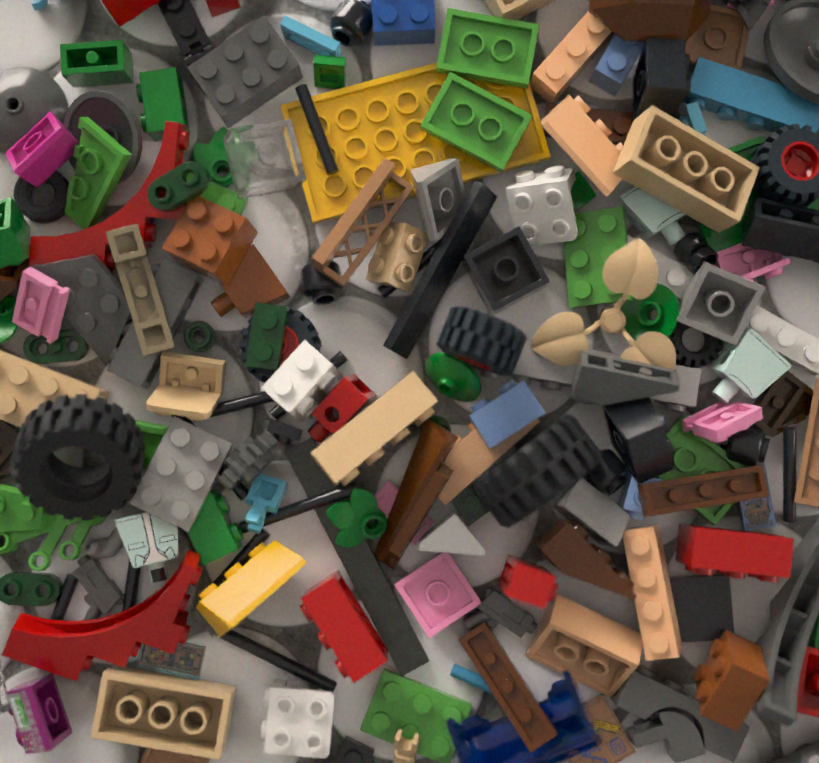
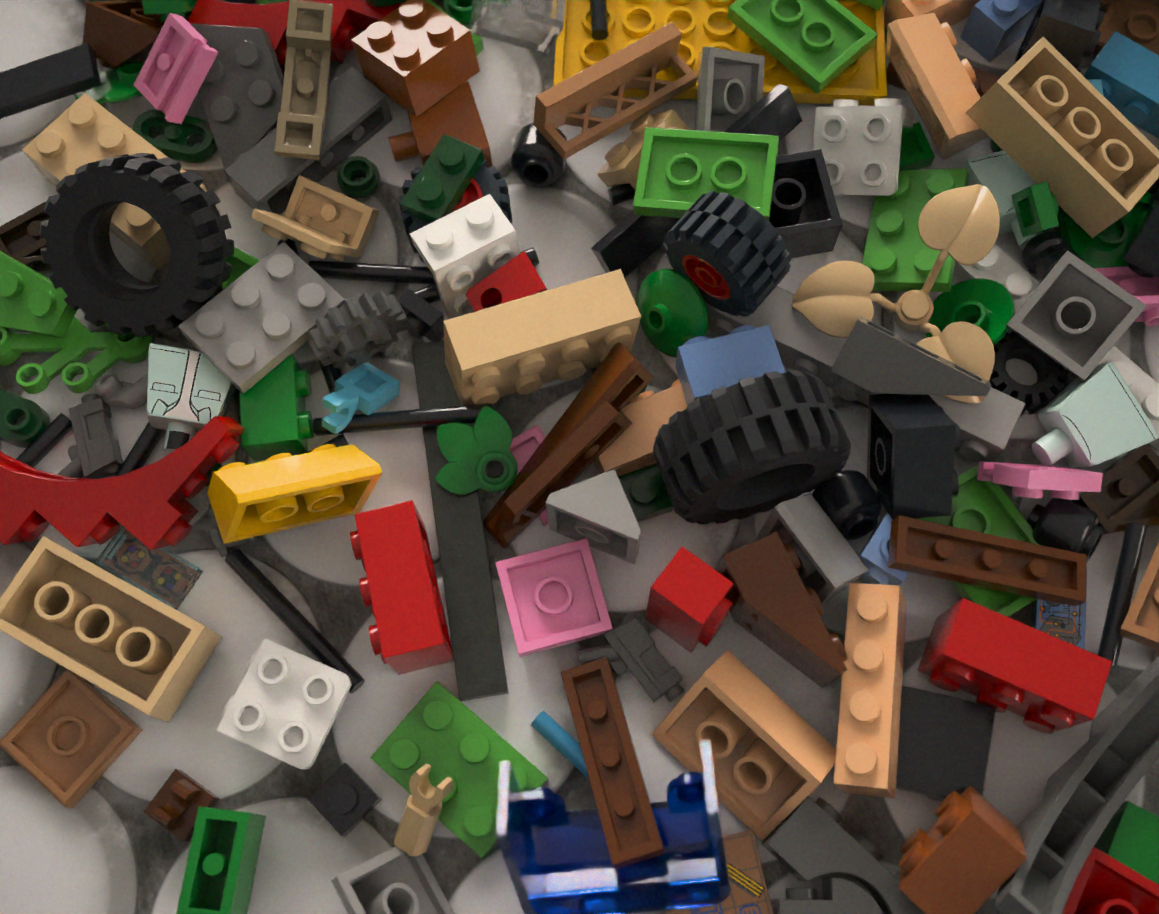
camera: 20 degrees right, 15 degrees down
(447, 276) = (686, 163): none -> bright green plate
(677, 228) = (1036, 209): none -> green plate

